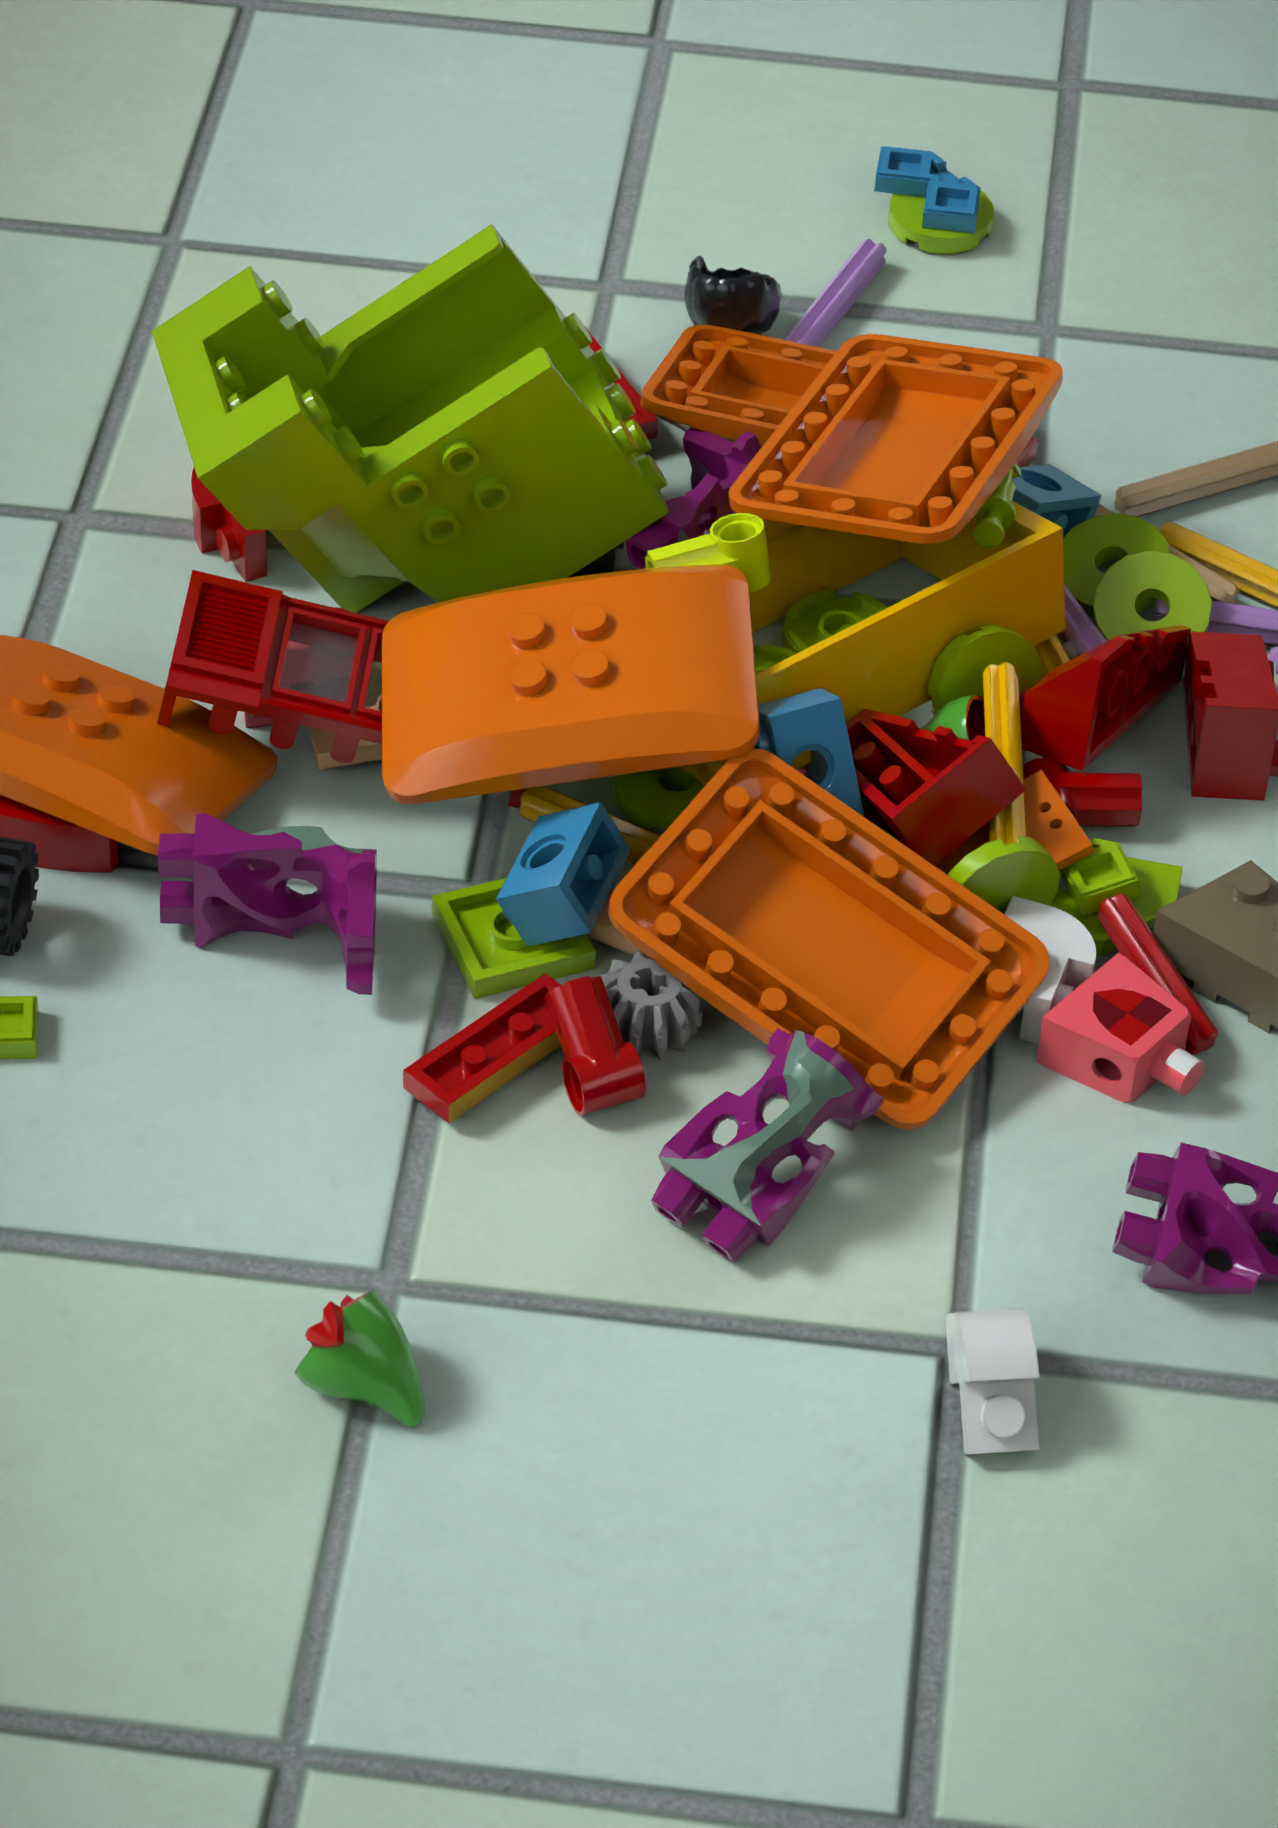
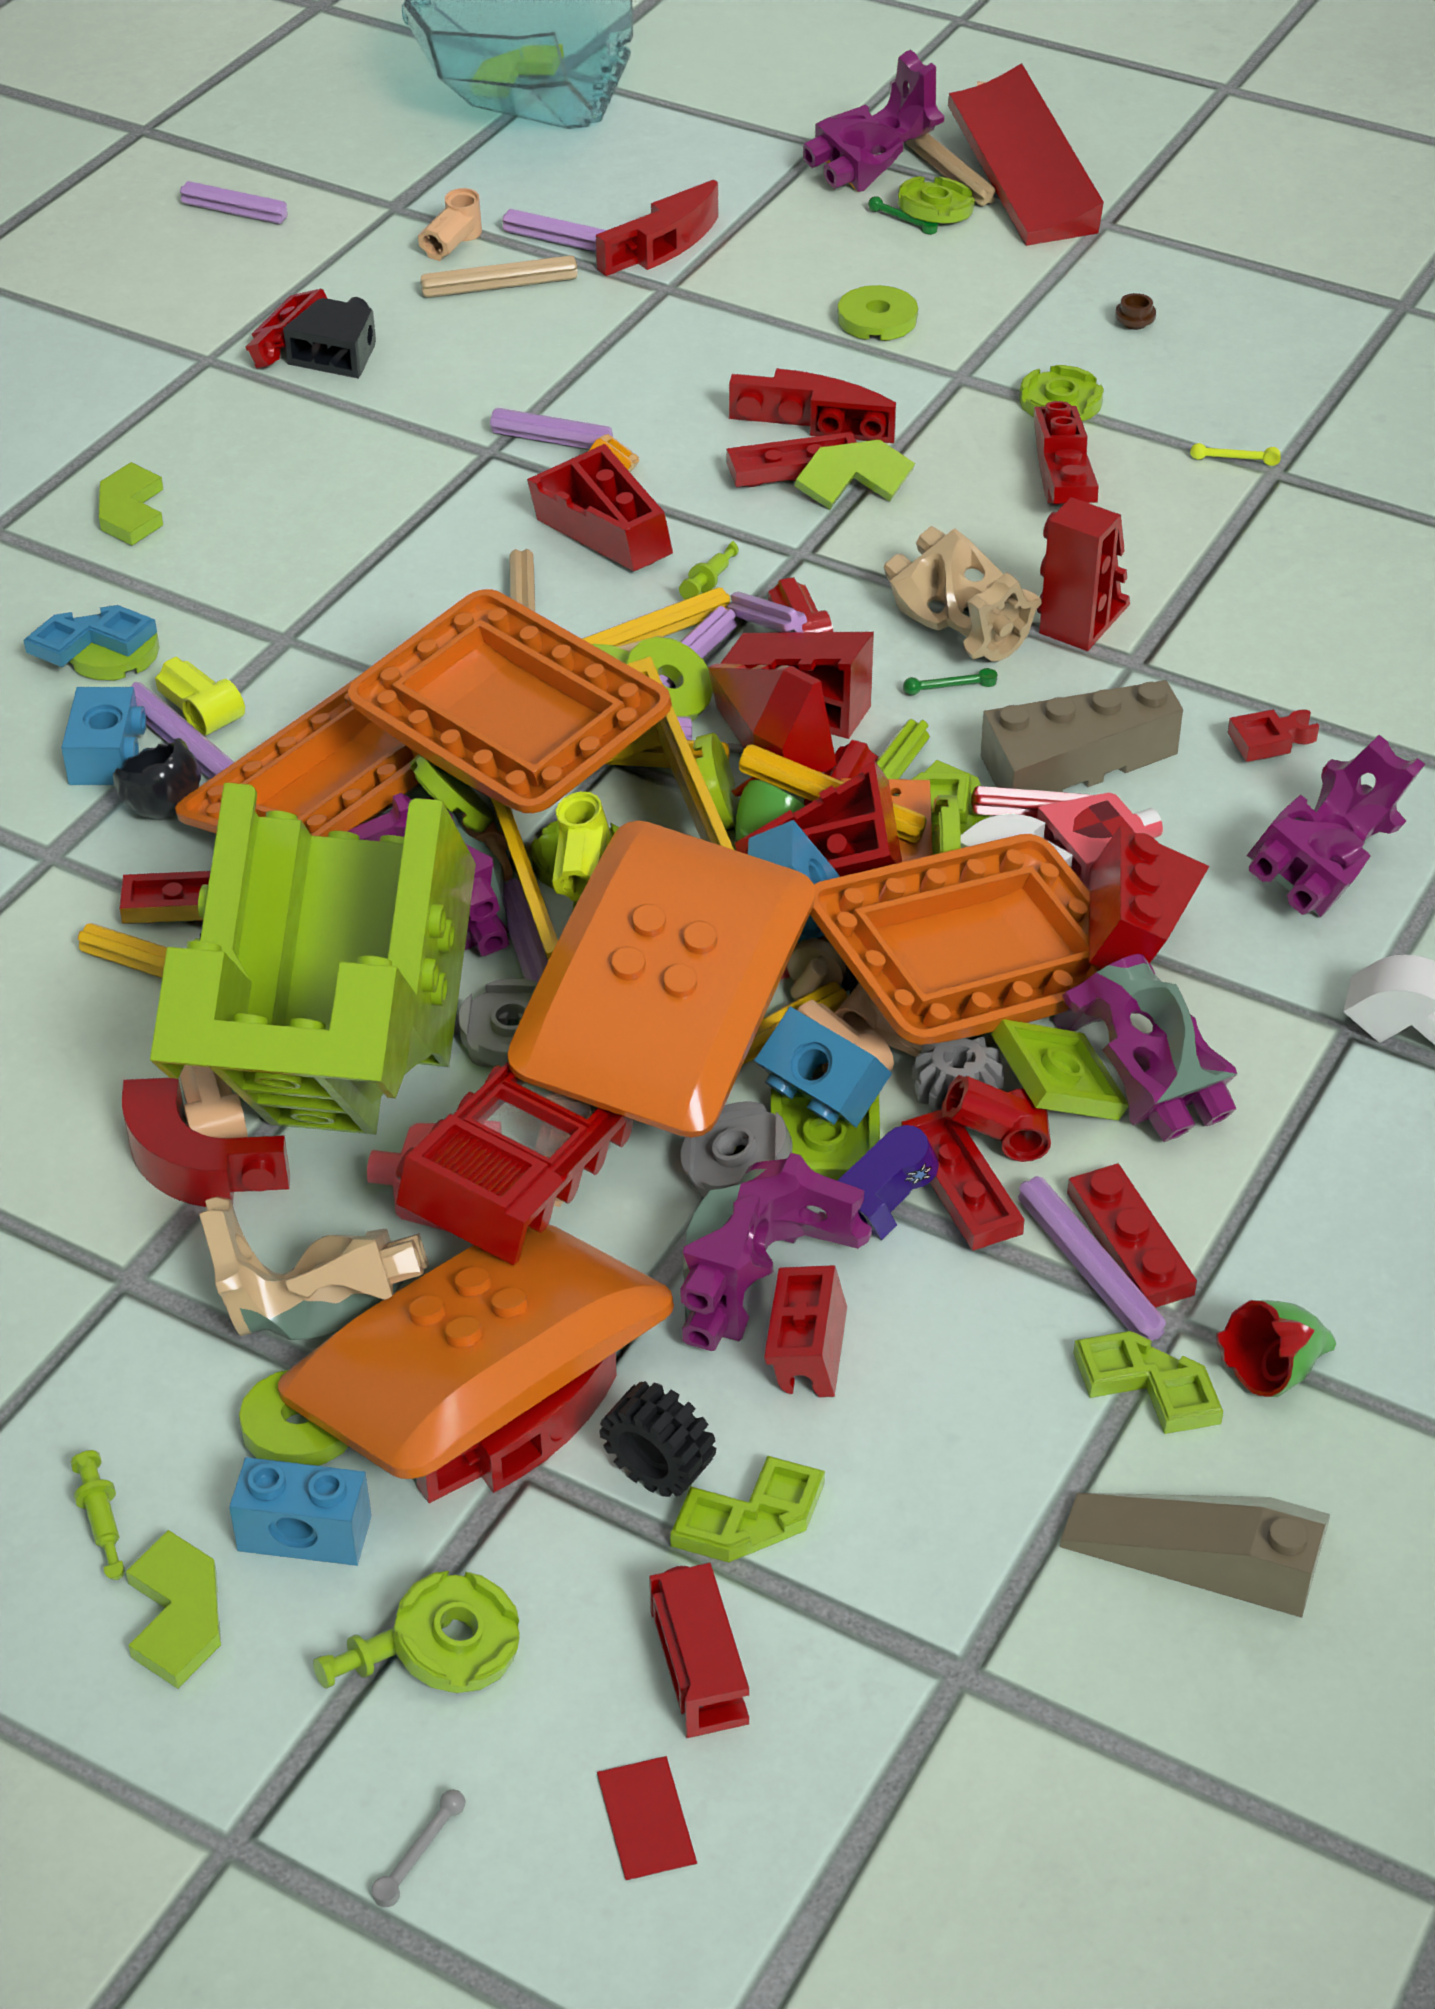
camera: 65 degrees left, 0 degrees up
(76, 589) = (324, 1291): none -> tan hips
(76, 1374) = (1223, 1544): none -> dark tan wedge
(209, 978) = (807, 1327): none -> red hinge
(291, 1295) = (1176, 1387): none -> lime tile
(433, 860) = (746, 1123): none -> light grey plate
(434, 1185) = (1091, 1259): none -> lavender axle
(442, 977) = (889, 1174): none -> dark purple leg
(490, 1214) = (1131, 1234): none -> red plate
(686, 1067) = (1060, 1070): none -> lime tile
(790, 243) = (101, 733): none -> dark azure brick
(890, 296) = (204, 702): none -> neon yellow piece
(991, 1070) = (1137, 896): none -> red wedge
(1155, 154) = (123, 506): none -> lime tile
(1155, 828) = (903, 749): none -> lime axle

